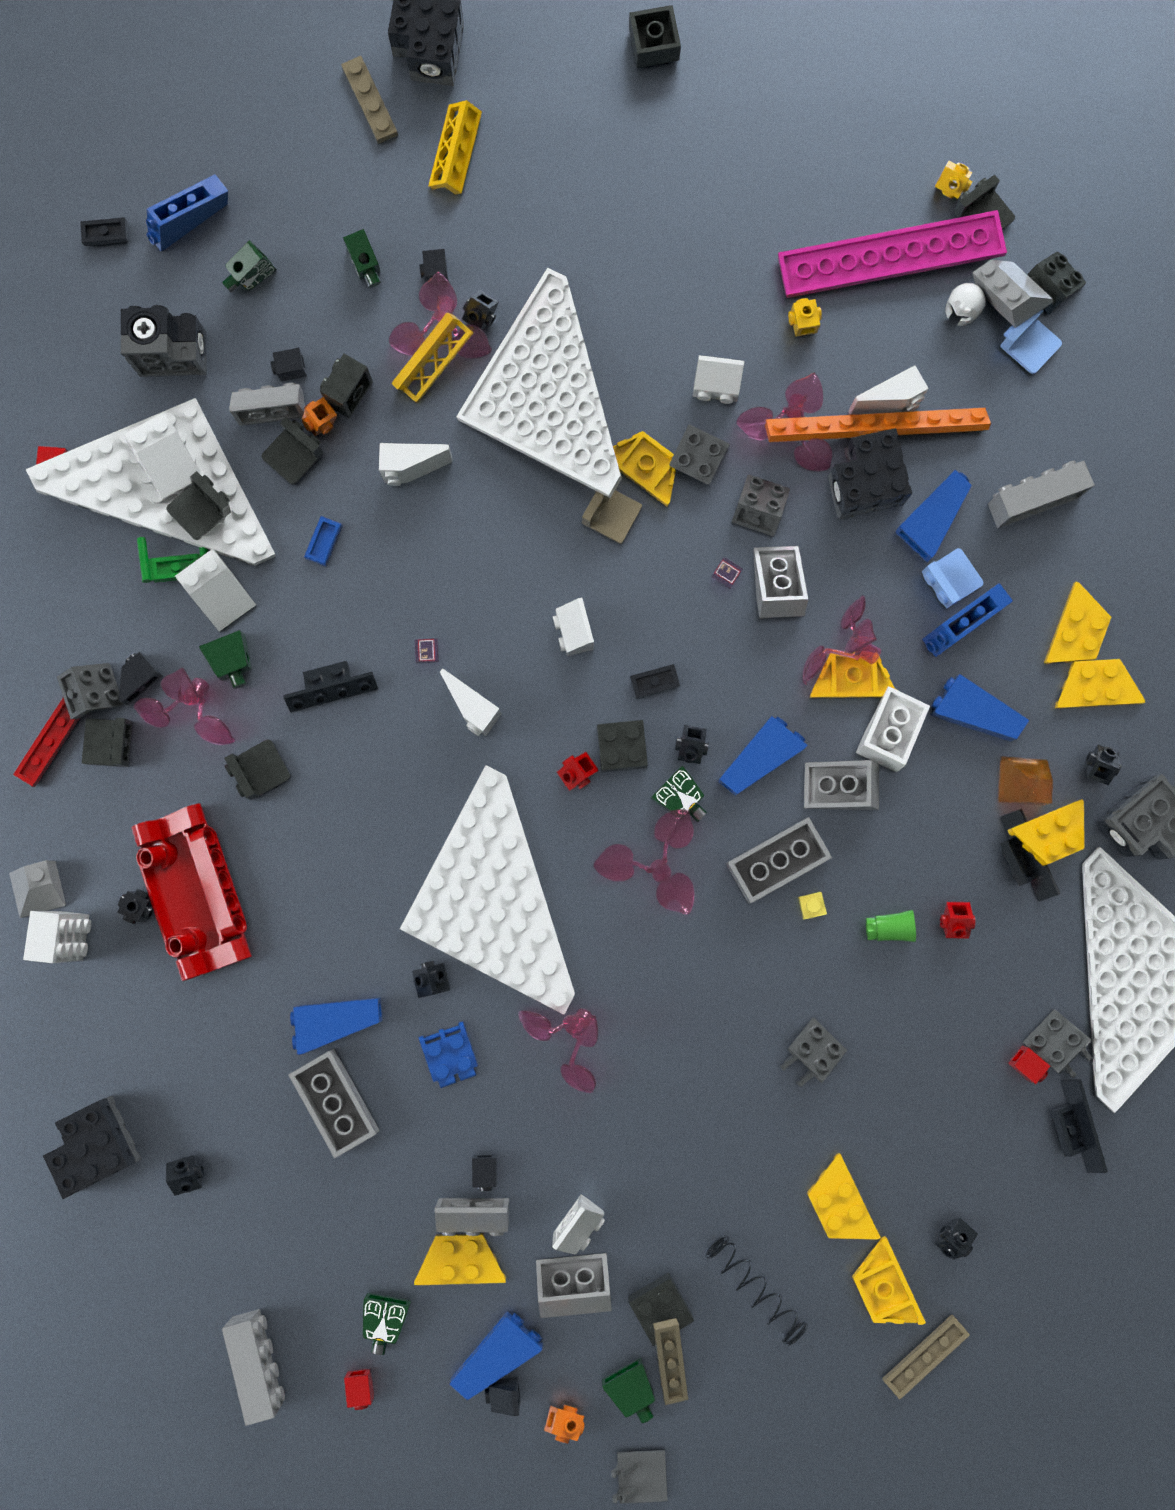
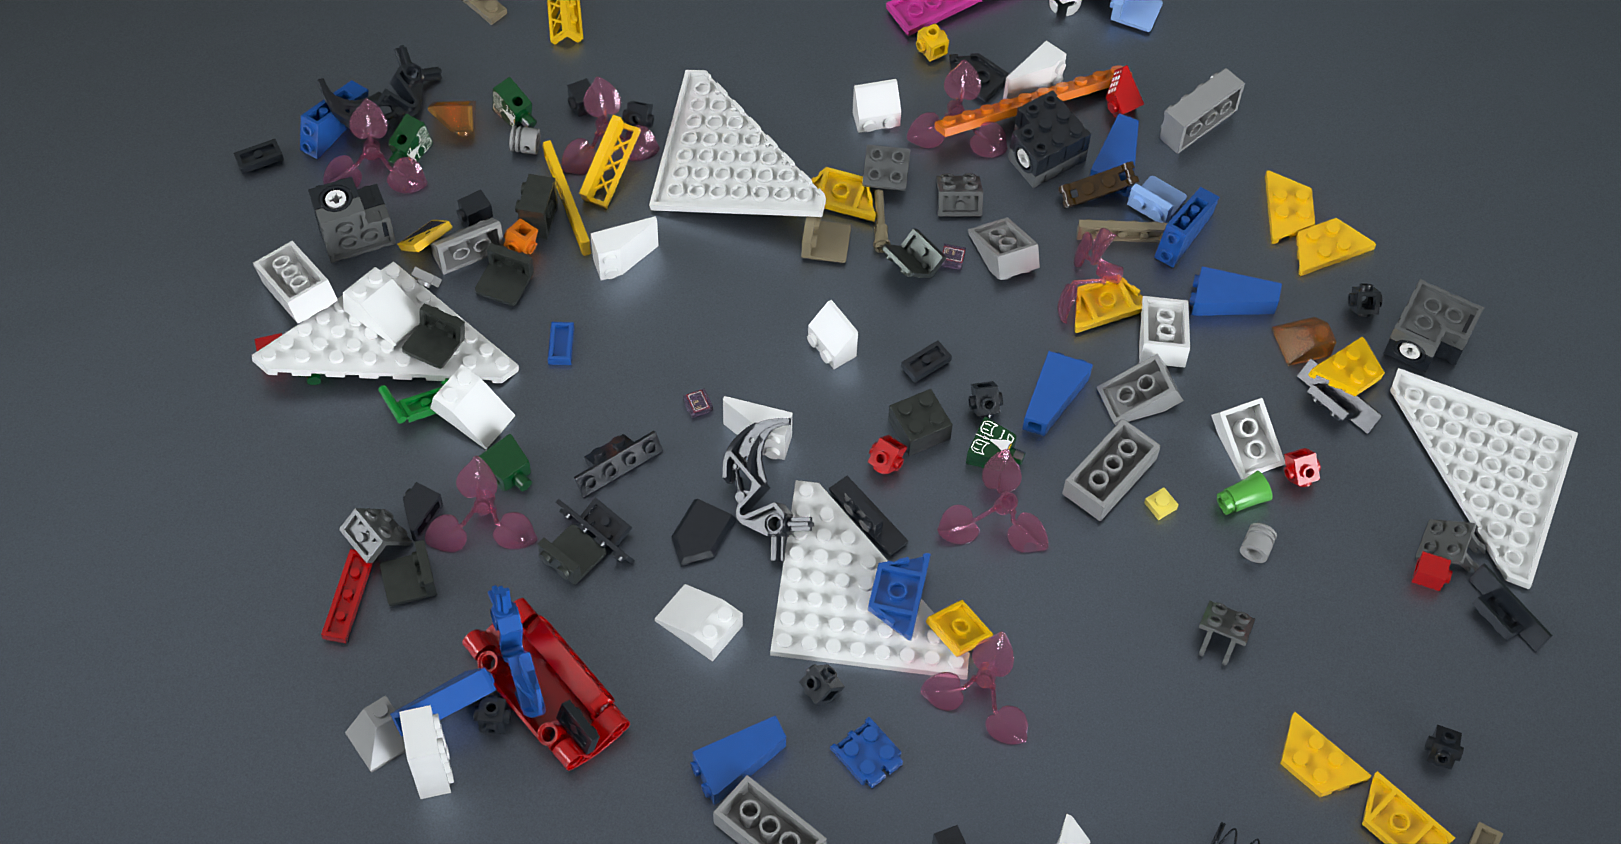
camera: 20 degrees left, 25 degrees down
(90, 398) = (295, 282): none -> white brick
(93, 884) = (452, 694): none -> blue slope
(170, 899) = (508, 621): none -> blue piece
(200, 939) = (578, 727): none -> black plate
(204, 244) = (370, 122): none -> clear pink plant
(219, 427) = (425, 278): none -> light grey plate
(230, 382) = (425, 235): none -> yellow tile
(269, 202) = (406, 87): none -> black piece
(293, 752) = (603, 523): none -> black bracket
(304, 246) = (455, 115): none -> clear orange slope
(348, 875) = (701, 620): none -> white slope
(362, 300) = (525, 140): none -> light grey piece
(380, 379) = (566, 198): none -> yellow tile
(382, 786) = (701, 532): none -> black tile
(441, 738) = (766, 518): none -> piece
(531, 918) = (899, 592): none -> blue wing
(538, 823) = (868, 515): none -> black bracket
(574, 967) = (958, 627): none -> yellow tile
(664, 534) = (881, 228): none -> dark tan pin
(686, 564) = (916, 255): none -> pearl dark grey bracket
(837, 369) = (990, 75): none -> black tile
(882, 980) = (1258, 542): none -> light grey piece
(899, 546) = (1098, 185): none -> dark brown plate
(909, 605) = (1125, 230): none -> dark tan plate
(923, 869) = (1249, 437): none -> white slope
(970, 446) = (1123, 93): none -> red slope

